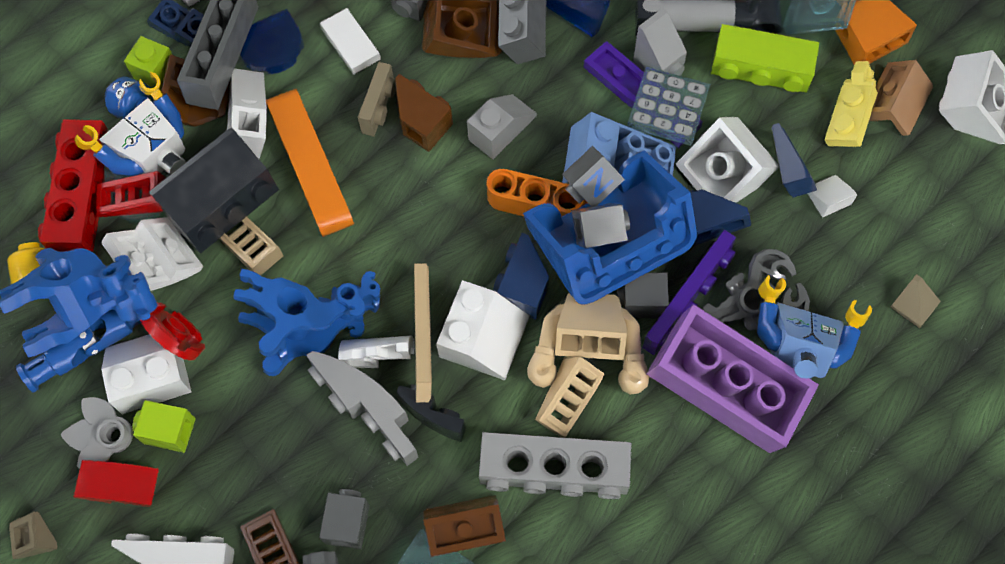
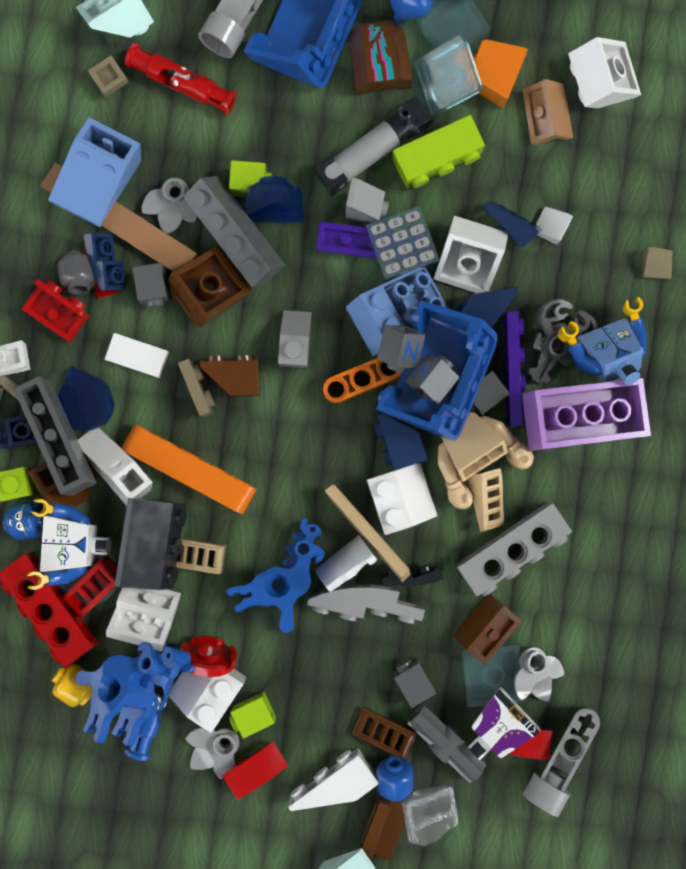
camera: 45 degrees left, 20 degrees up
(30, 536) = (230, 839): dark tan slope -> none
(853, 108) = (524, 146): light yellow hinge -> none

